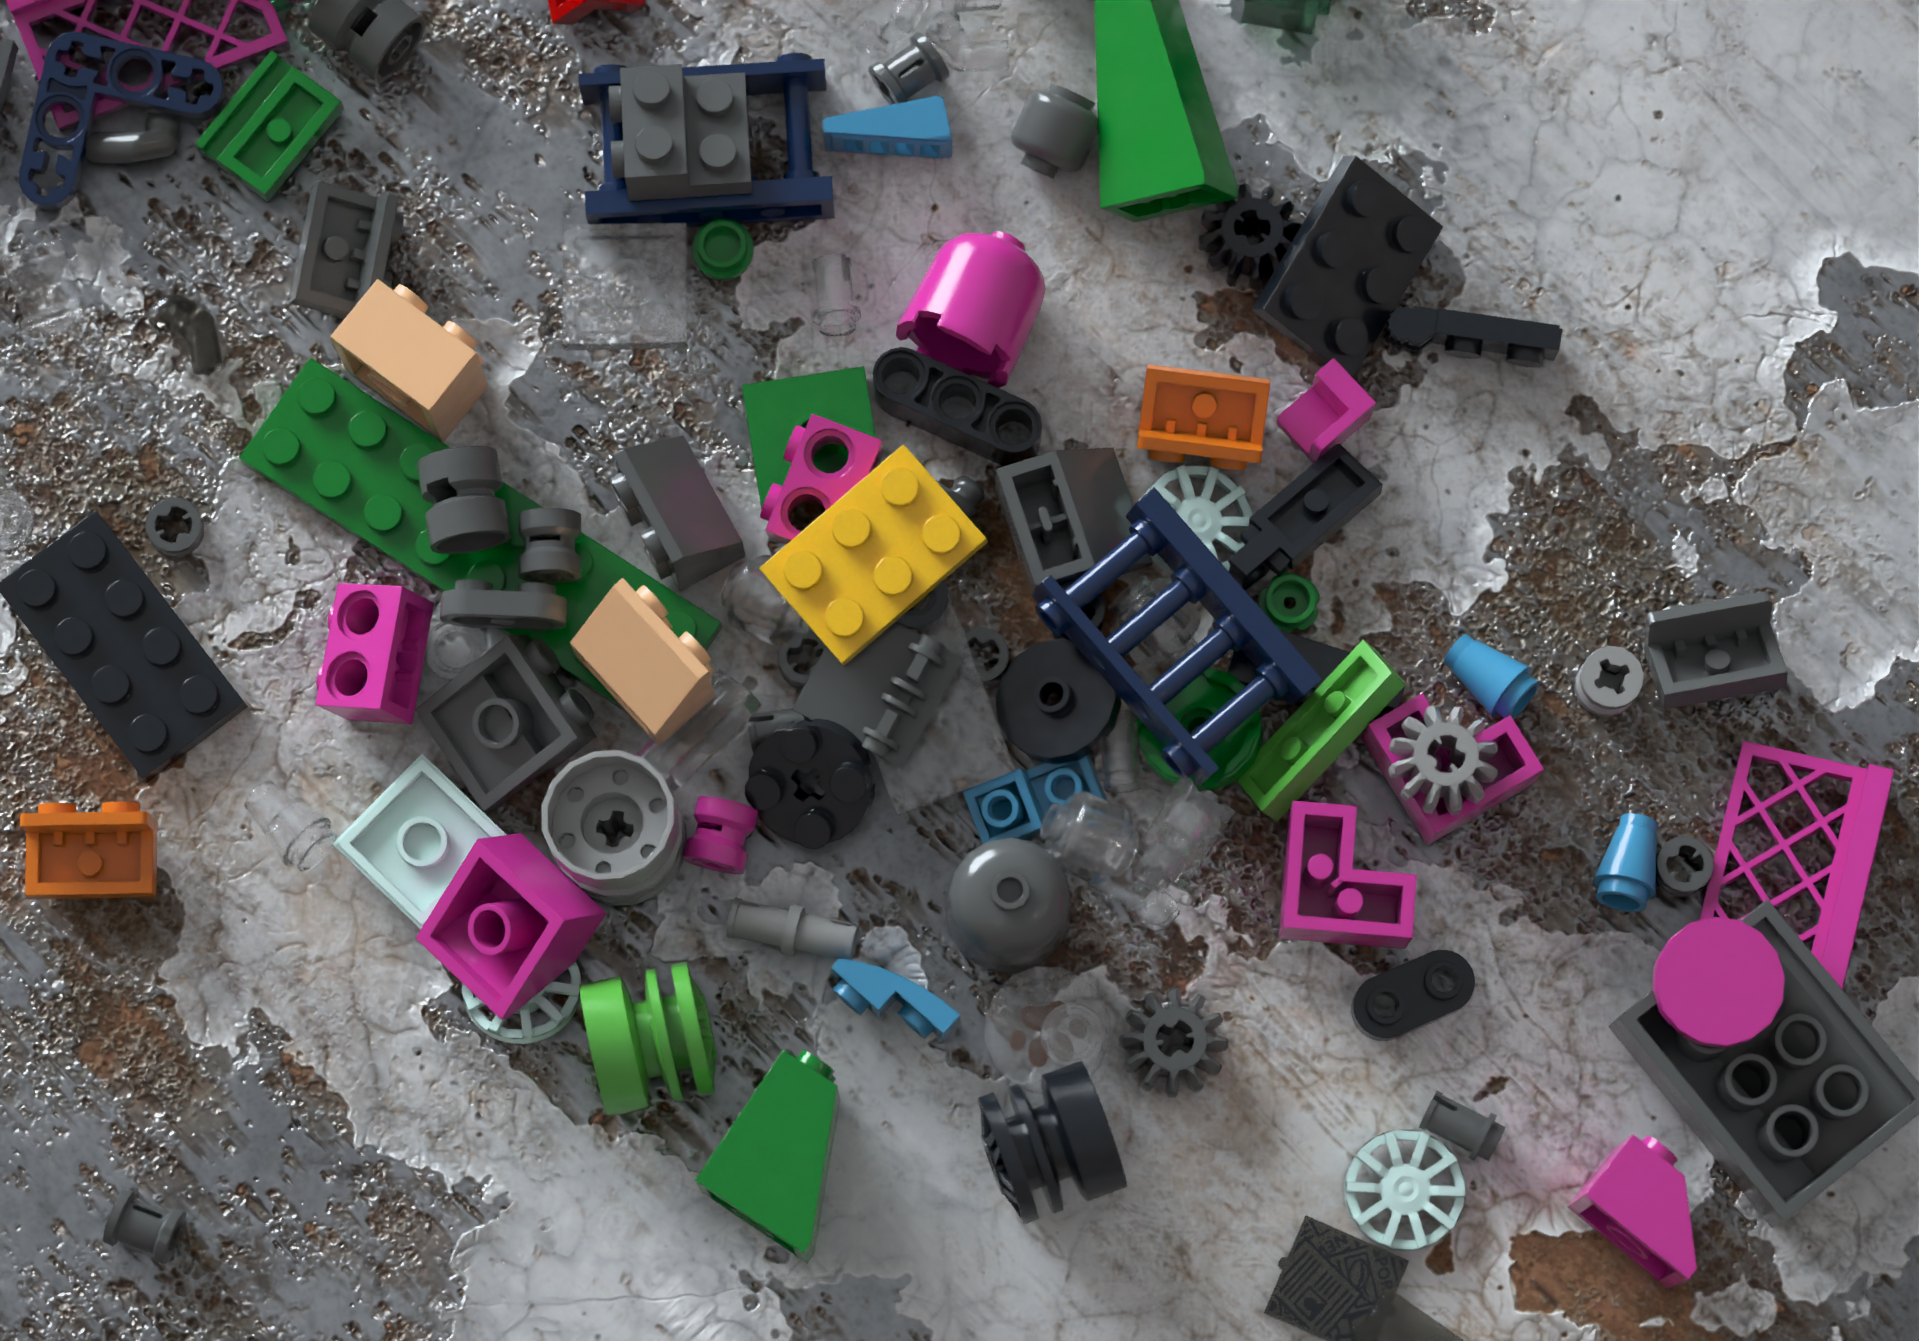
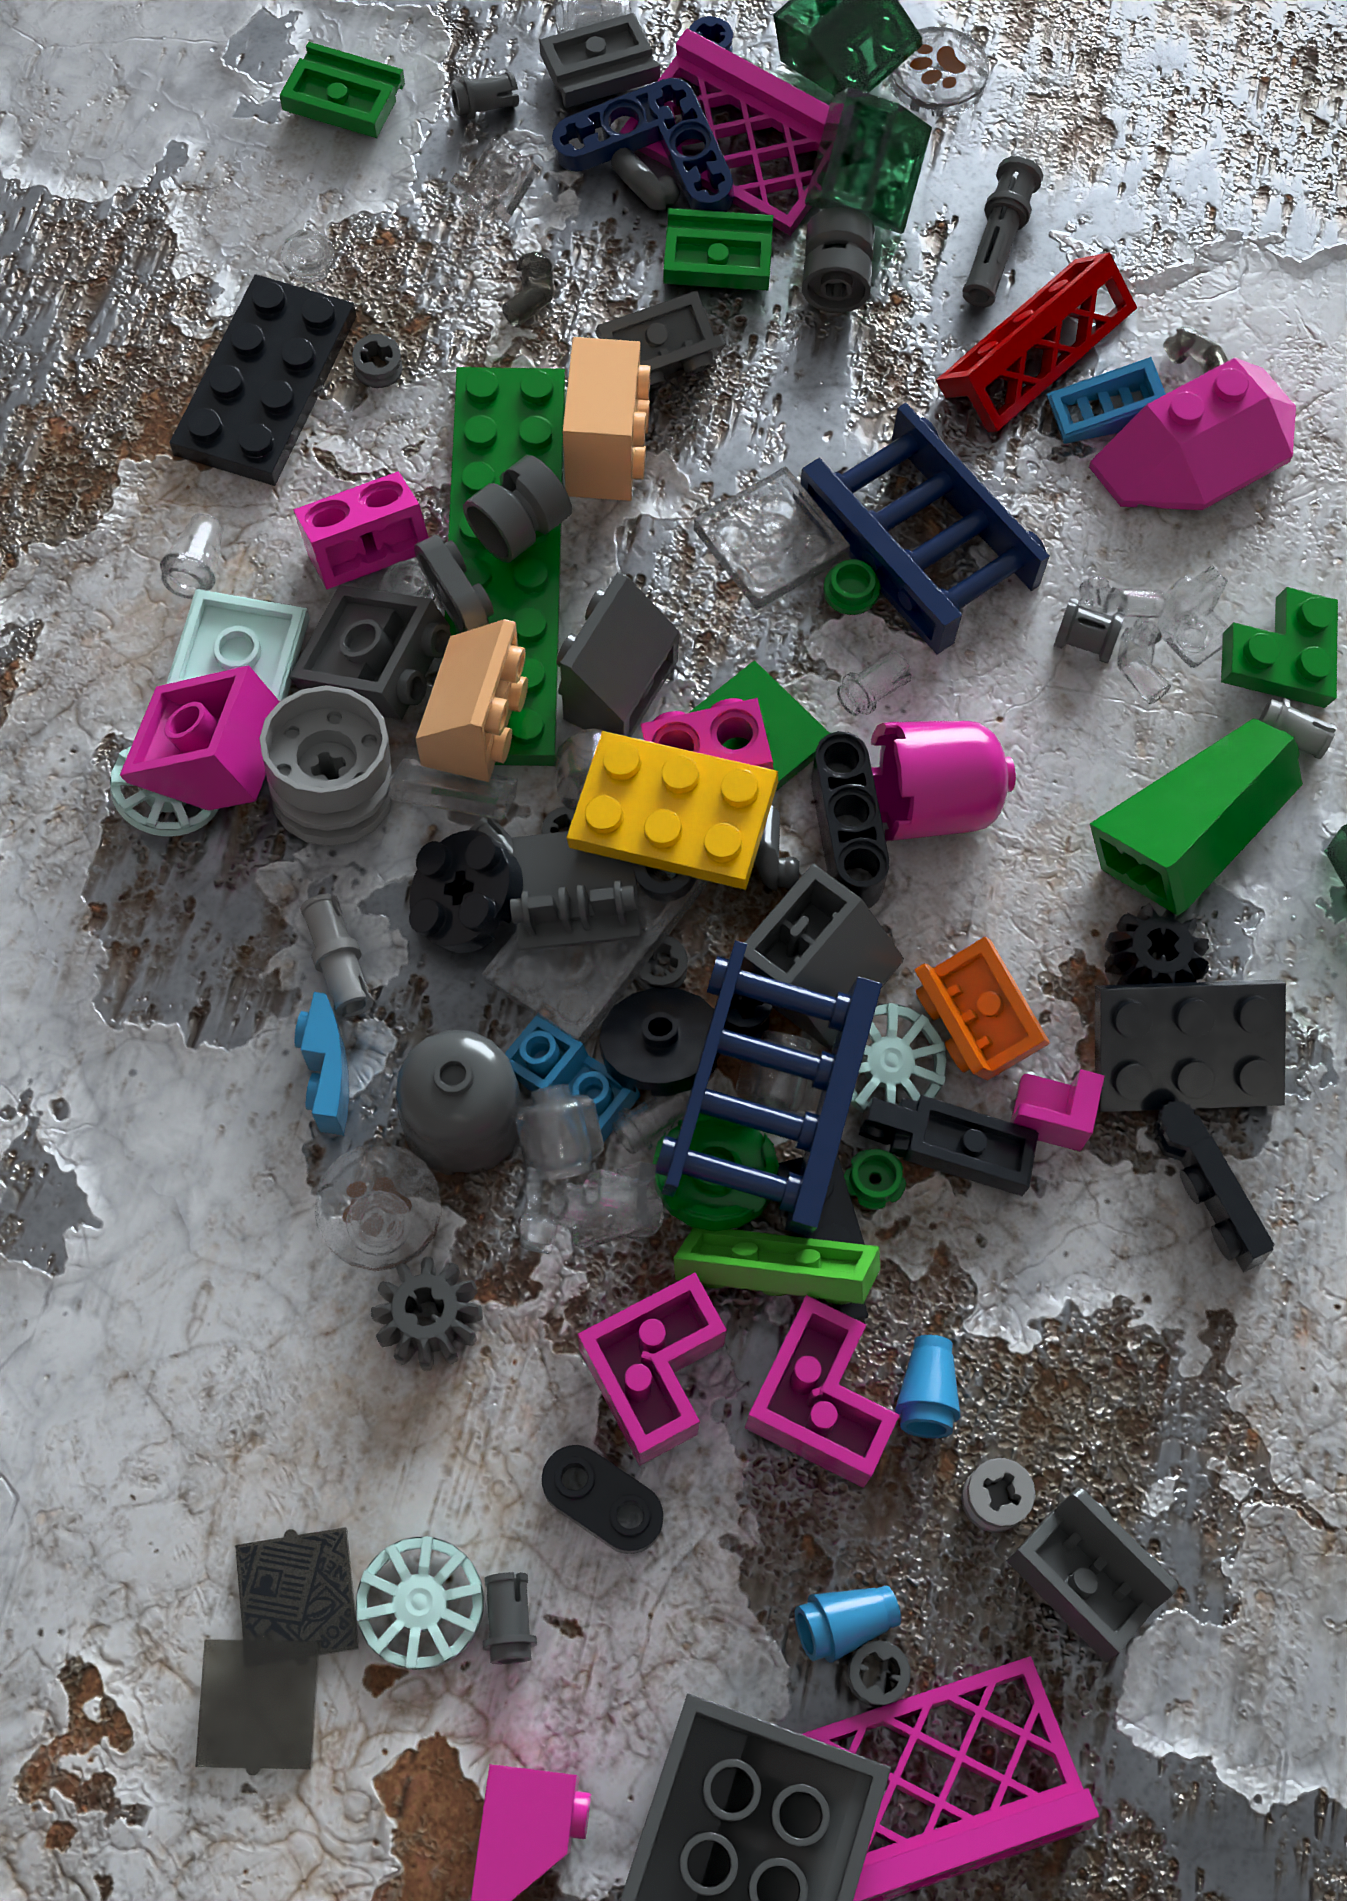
camera: 55 degrees right, 10 degrees down
(90, 852) = (88, 439): orange bracket -> none
(549, 545) = (524, 588): dark grey wheel -> none
(648, 1039) = (165, 888): bright green wheel -> none
(680, 133) = (912, 489): dark grey plate -> none
(720, 835) = (379, 853): dark pink wheel -> none
(779, 1154) = (126, 1048): green slope -> none
(898, 129) = (1037, 647): dark azure slope -> none
(1051, 1142) = (267, 1257): black wheel -> none
(1055, 130) = (1125, 757): dark grey head -> none
(1464, 752) = (827, 1351): light grey gear -> none
(1718, 982) = (779, 1769): dark pink tile -> none

